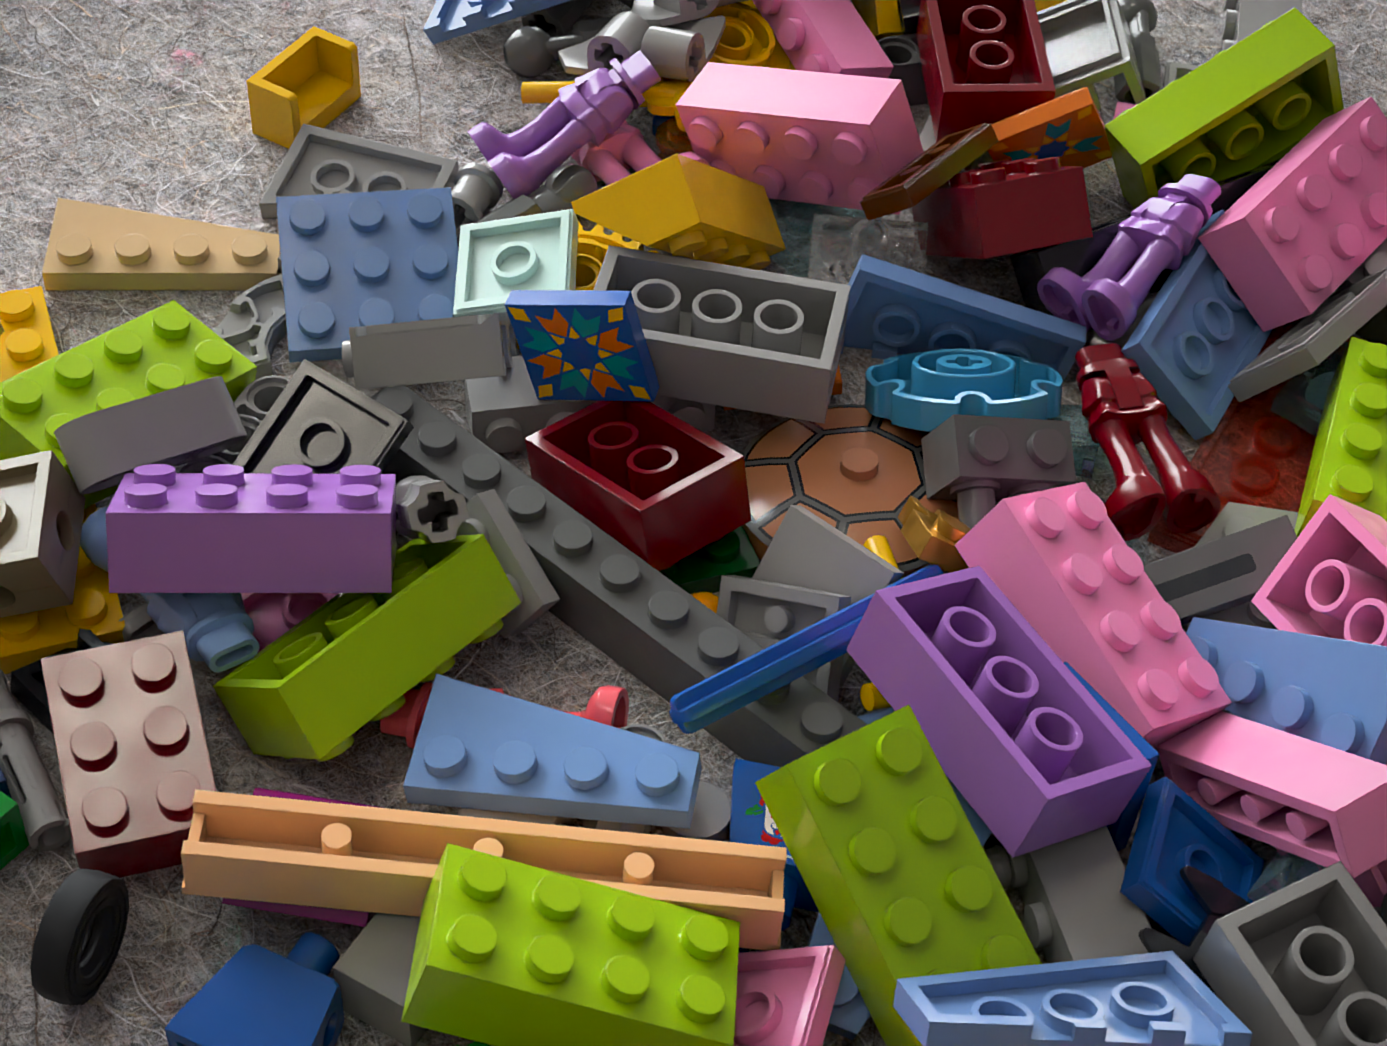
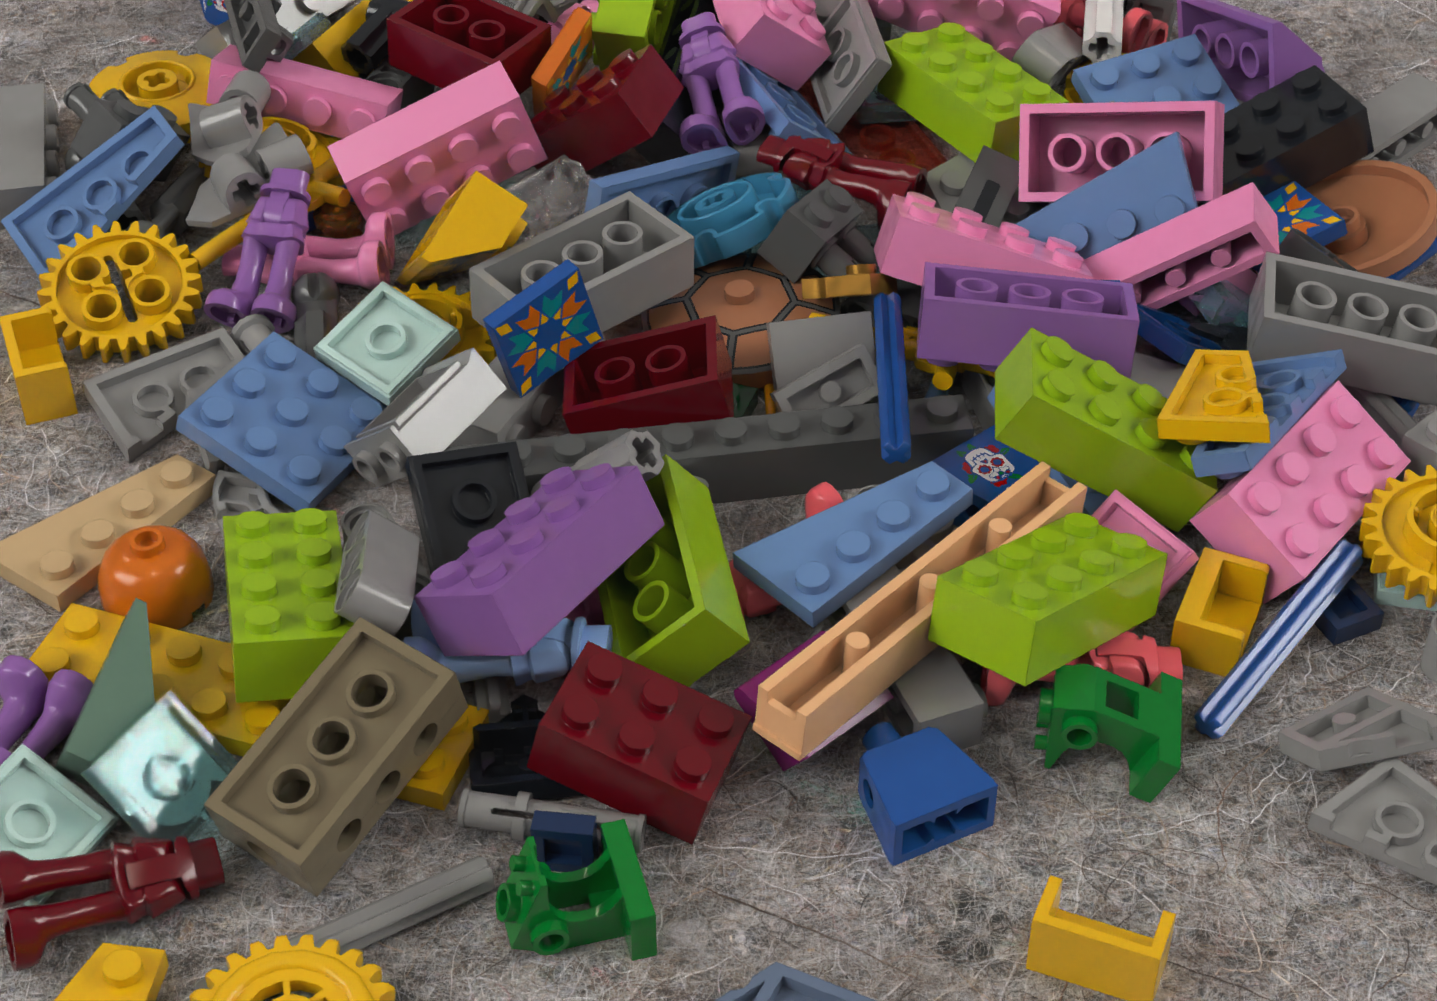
camera: 50 degrees left, 5 degrees down
(79, 936) = (770, 841): black tyre -> none
(101, 299) = (159, 568): none -> orange cylinder
(443, 75) = (154, 276): none -> yellow gear
(928, 171) = (554, 113): reddish brown tile -> none
(1018, 951) = (1215, 401): none -> yellow wing

